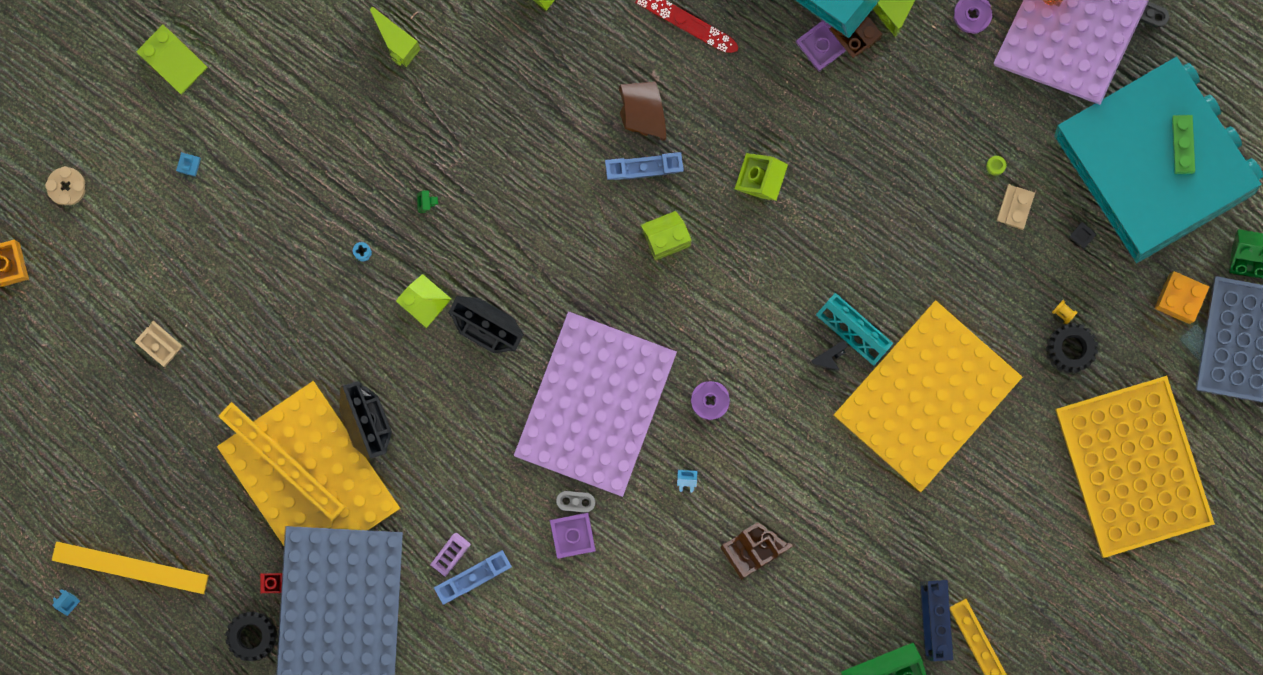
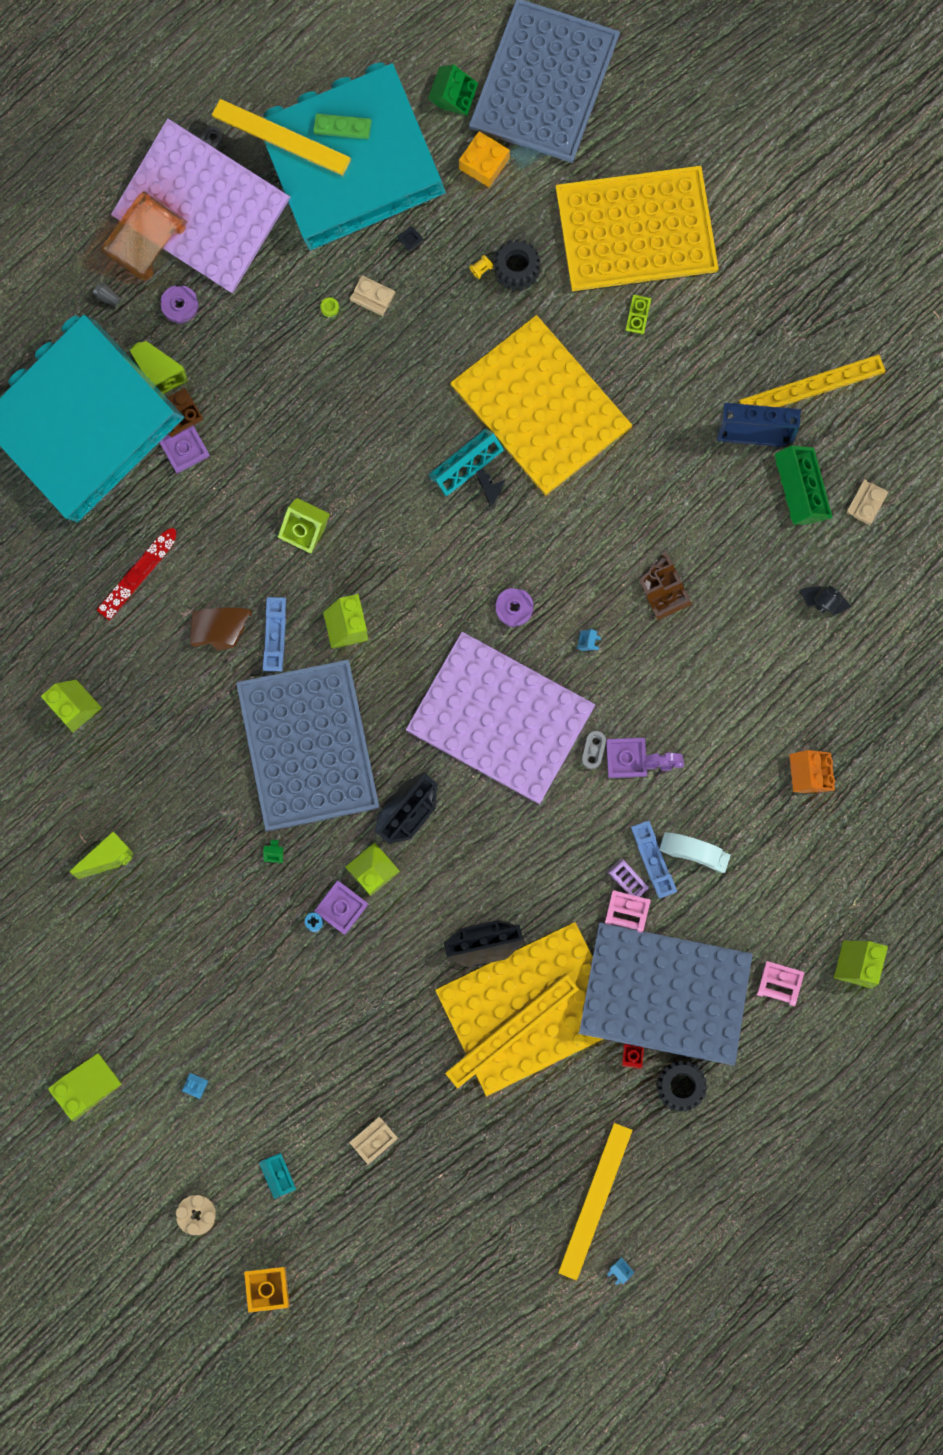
camera: 80 degrees left, 5 degrees down
(113, 257) = (277, 1176): none -> teal slope
(380, 276) = (341, 907): none -> medium lavender plate
(423, 561) = (628, 905): none -> bright pink plate
(486, 617) = (695, 850): none -> light aqua arch
(537, 217) = (307, 745): none -> sand blue plate
(572, 573) = (665, 761): none -> medium lavender plate
(1041, 481) = (638, 314): none -> lime slope
(1162, 84) = (281, 137): none -> yellow tile

